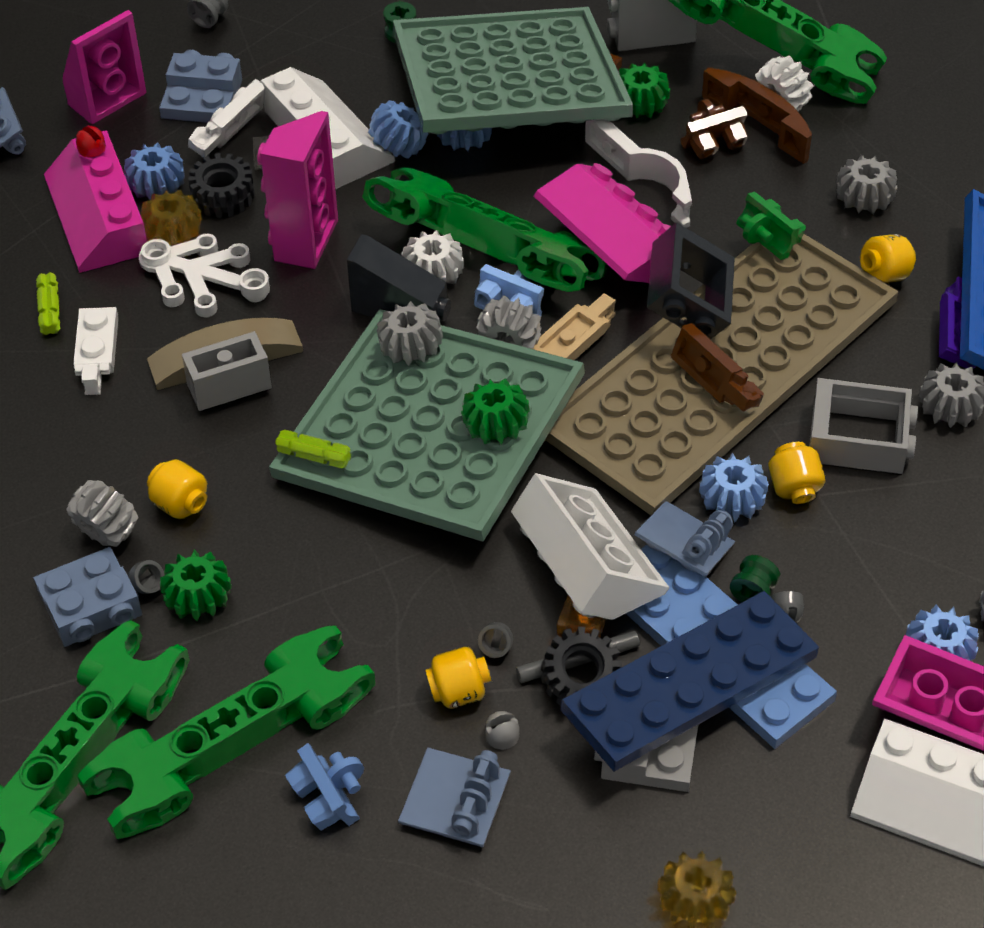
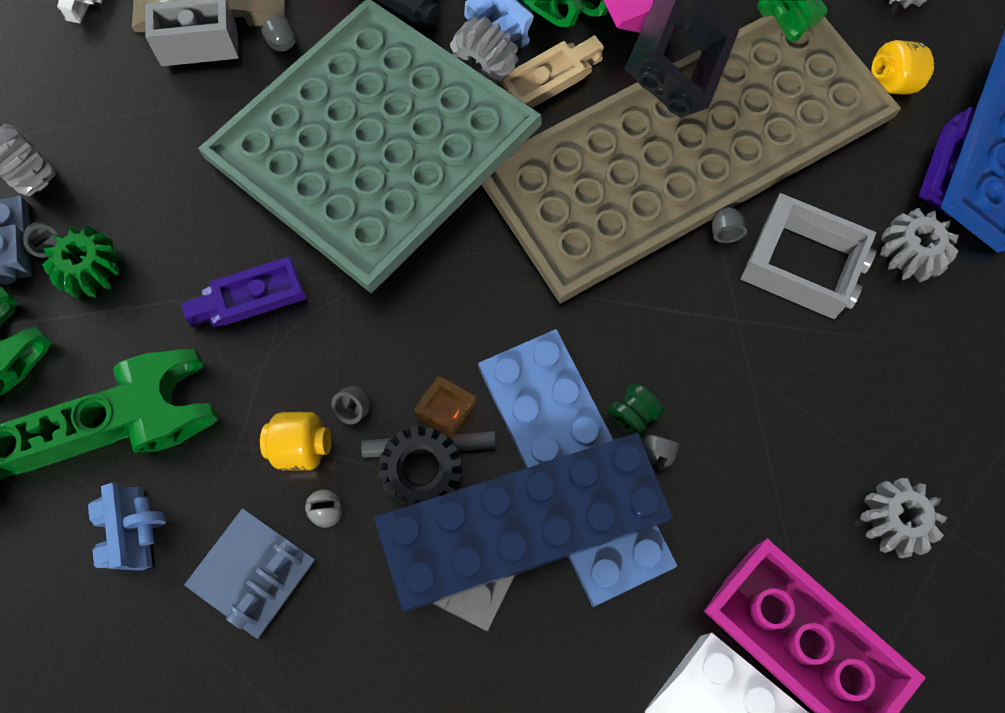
camera: 15 degrees right, 20 degrees up
(176, 488) = (102, 148): yellow head -> none
(305, 357) = (279, 33): none -> dark grey hinge
(313, 449) = (241, 142): lime axle -> none
(361, 576) = (246, 294): none -> dark purple hinge
(409, 333) = (378, 35): light grey gear -> none
(495, 411) = (426, 151): green gear -> none
(586, 548) = (474, 331): white slope -> none
(686, 538) = (582, 342): sand blue hinge -> none
(714, 369) = (675, 156): reddish brown hinge -> none
(734, 486) = (653, 308): light blue gear -> none
(781, 419) = (728, 225): none -> dark grey hinge
(796, 472) = (722, 294): yellow head -> none
(945, 632) = (821, 528): light blue gear -> none

